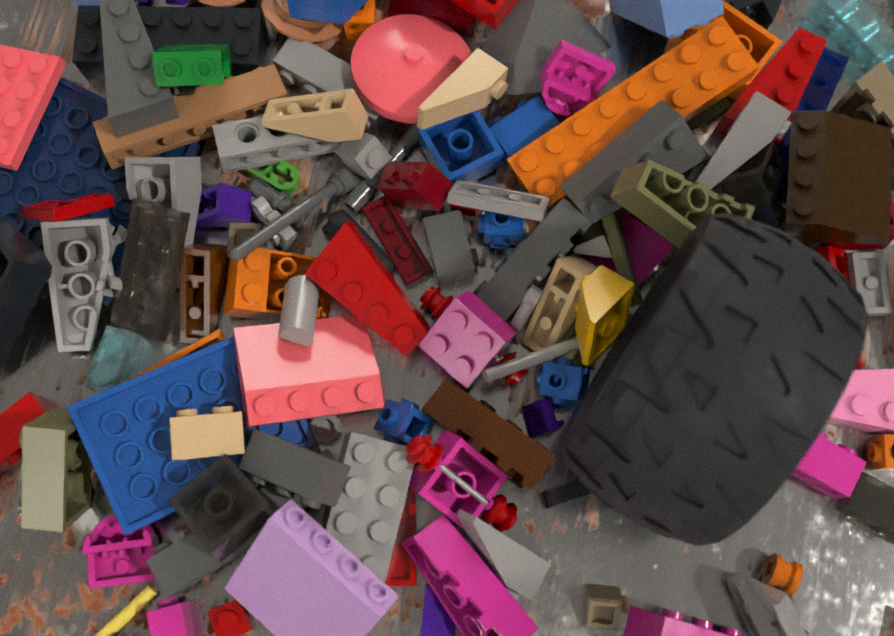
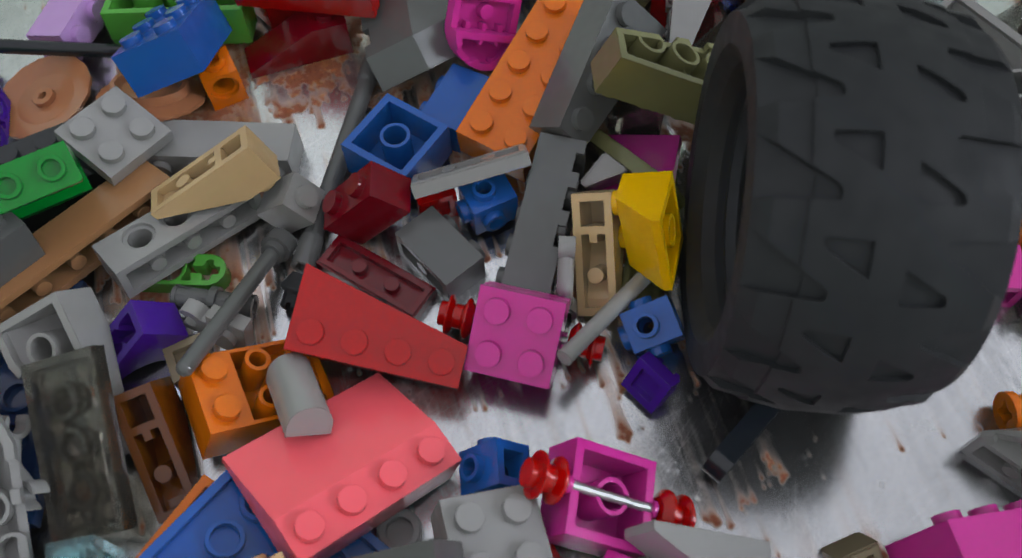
camera: 25 degrees left, 15 degrees down
(262, 40) = (114, 135): none -> light grey plate
(403, 63) = (302, 96): coral dish -> none
(465, 90) = (373, 81): tan slope -> none
(489, 434) = (641, 426): reddish brown wedge -> none

